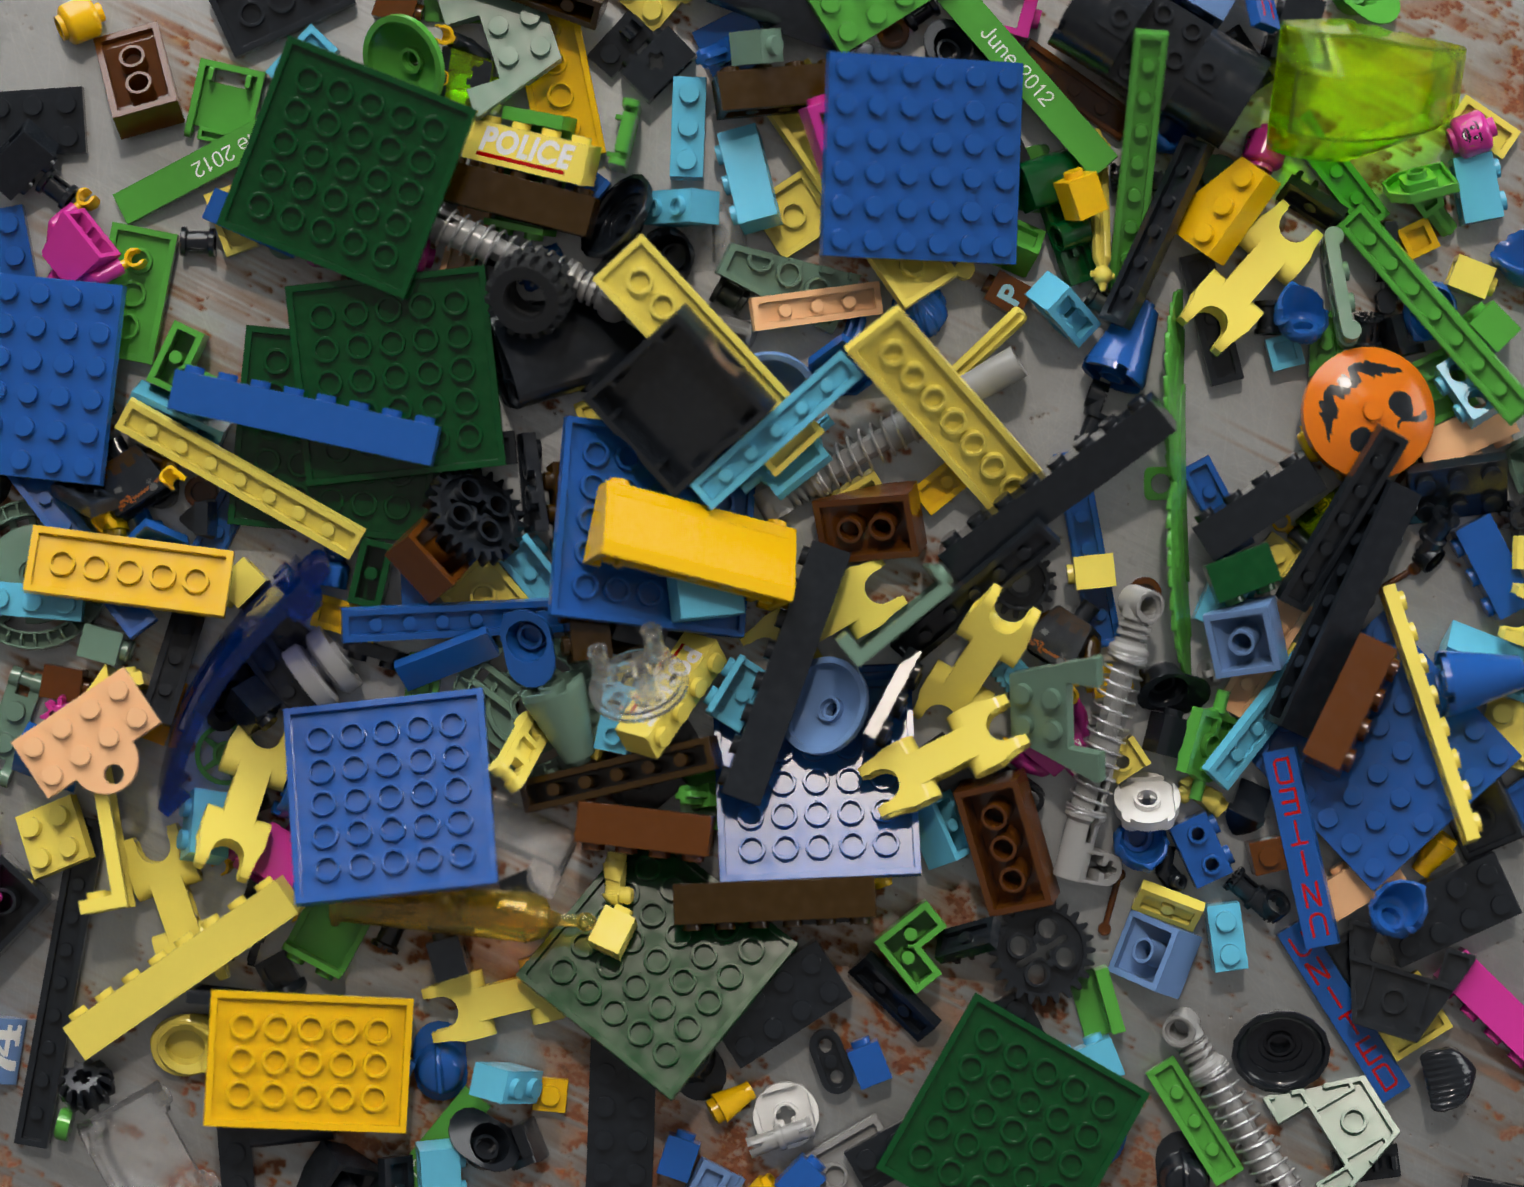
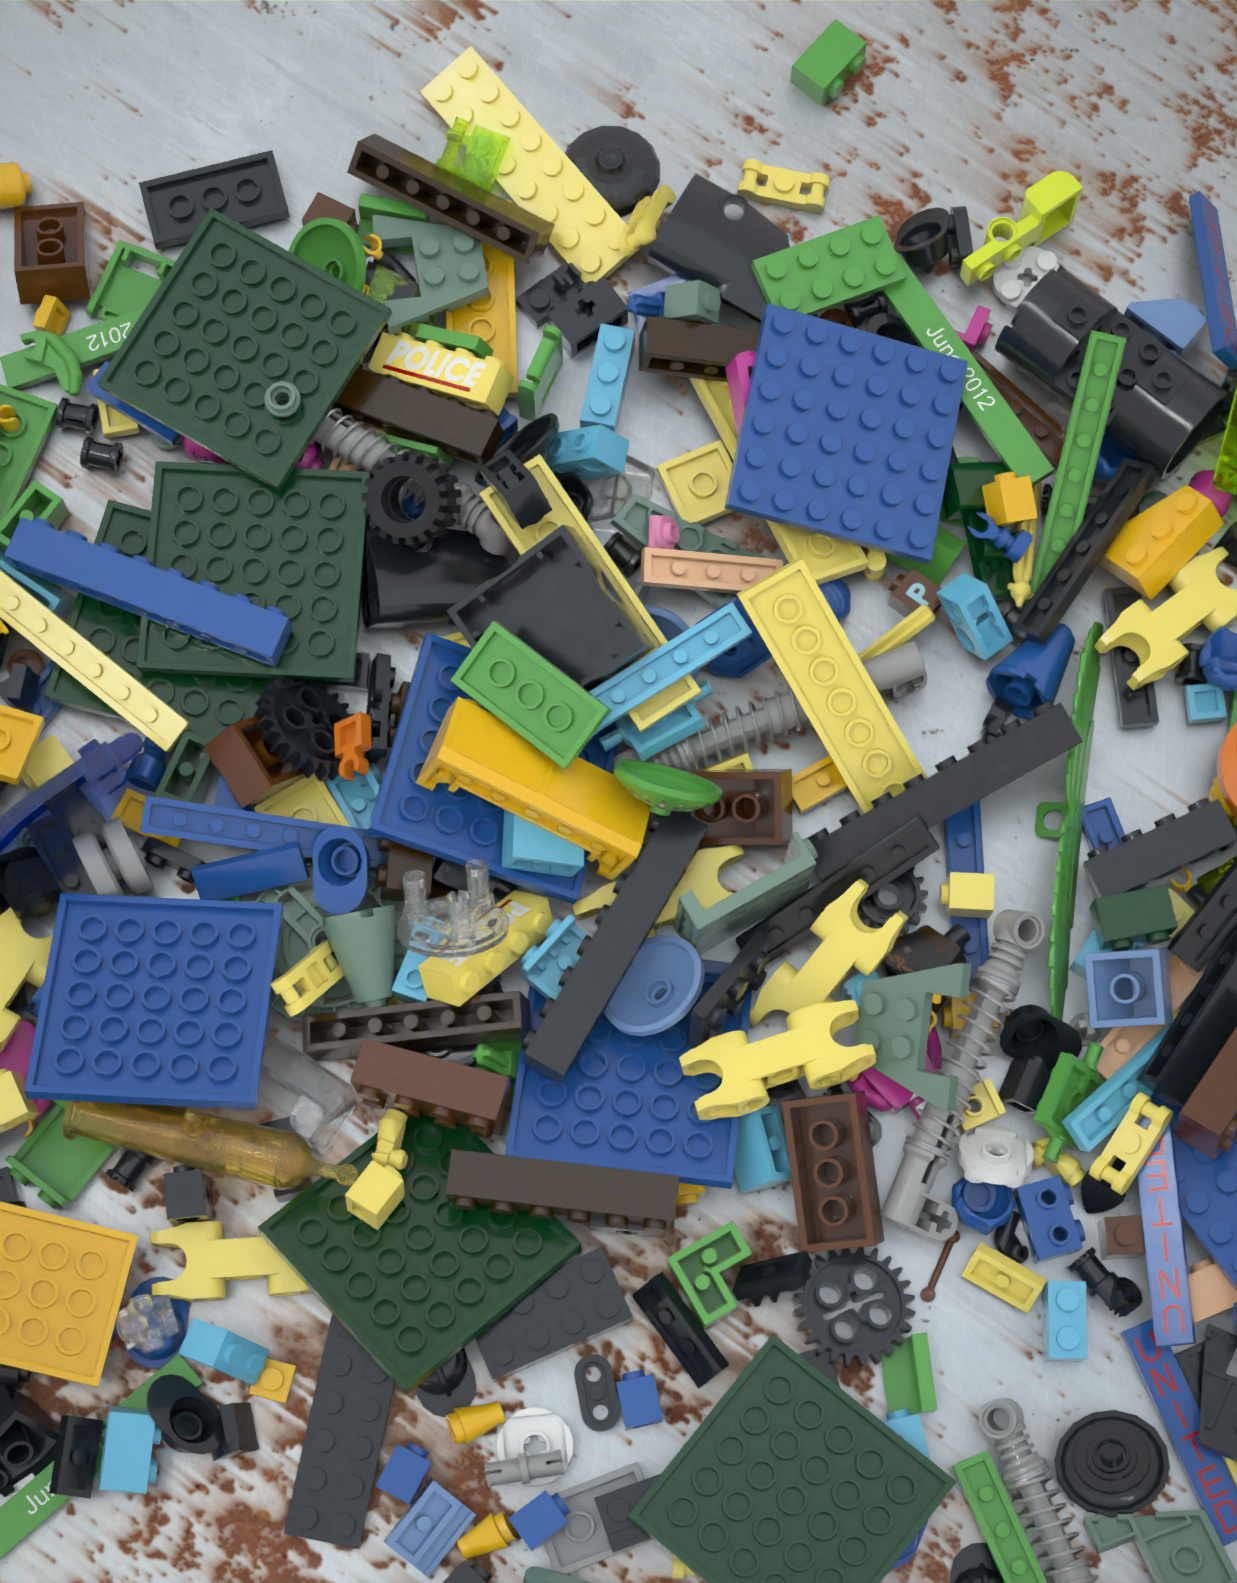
camera: 10 degrees right, 15 degrees down
(153, 149) = (51, 316): none -> yellow plate
(168, 188) = (57, 355): none -> bright green piece
(228, 277) = (101, 455): none -> black bush
(382, 216) = (282, 389): none -> sand green plate
(436, 1073) = (146, 1322): none -> clear brick
(516, 526) = (351, 741): none -> orange plate
(625, 274) = (516, 489): none -> black arch
(672, 469) = (530, 695): none -> bright green plate
(748, 179) = (661, 438): medium azure brick -> none
(764, 278) = (662, 532): none -> bright pink plate
(808, 525) = (666, 787): none -> bright green dish
(1091, 236) = (1014, 545): none -> blue piece
(1154, 954) = (982, 1330): medium blue slope -> none
(1264, 776) = (1131, 1143): none -> light yellow plate

